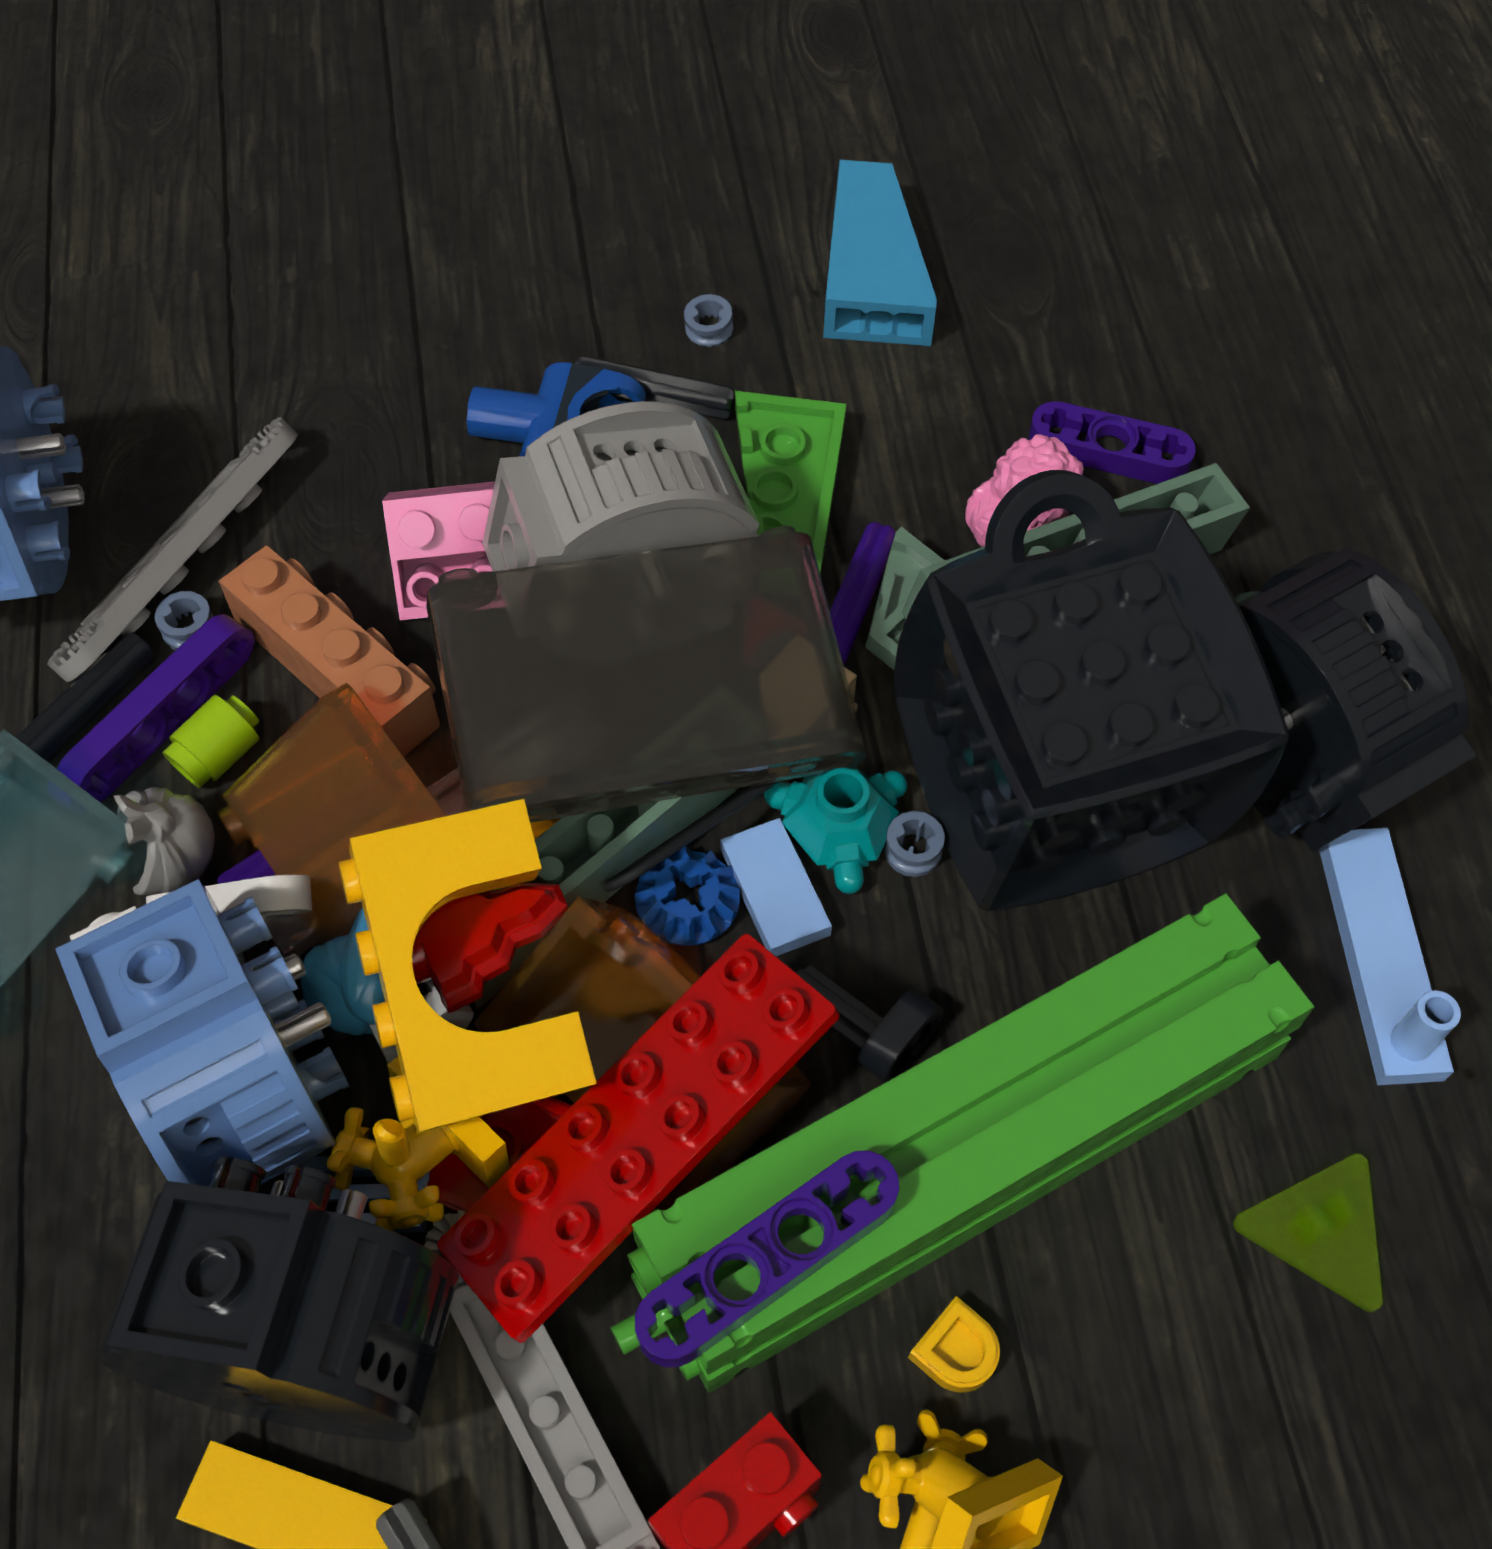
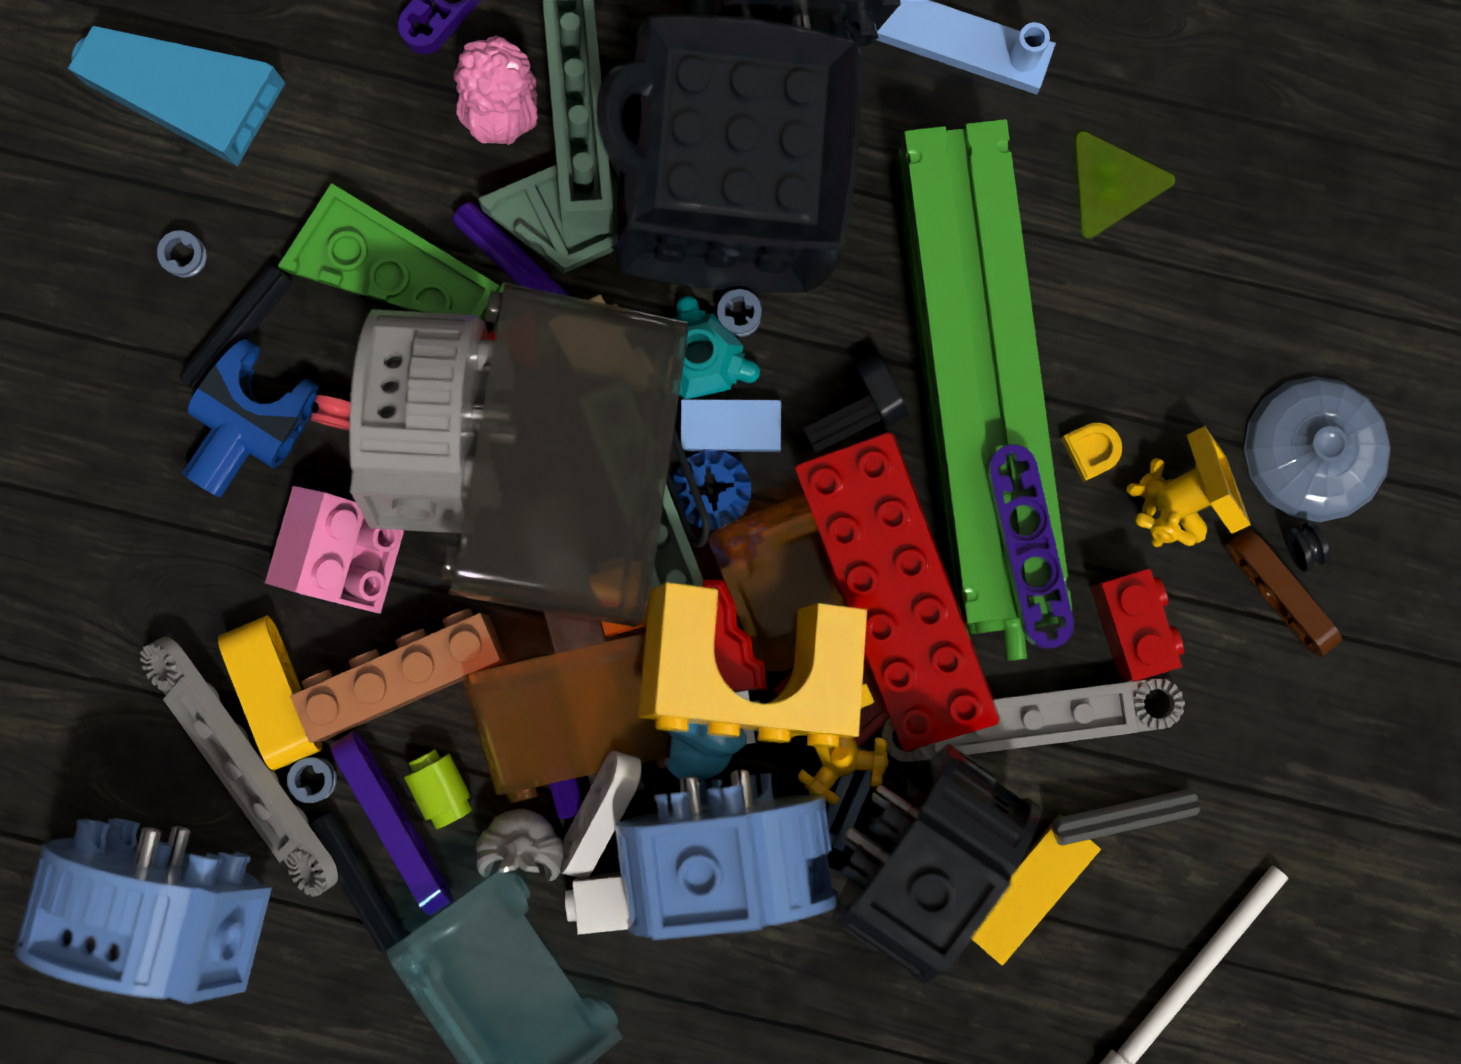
camera: 65 degrees left, 25 degrees up
(295, 521) = (264, 687): none -> yellow beam

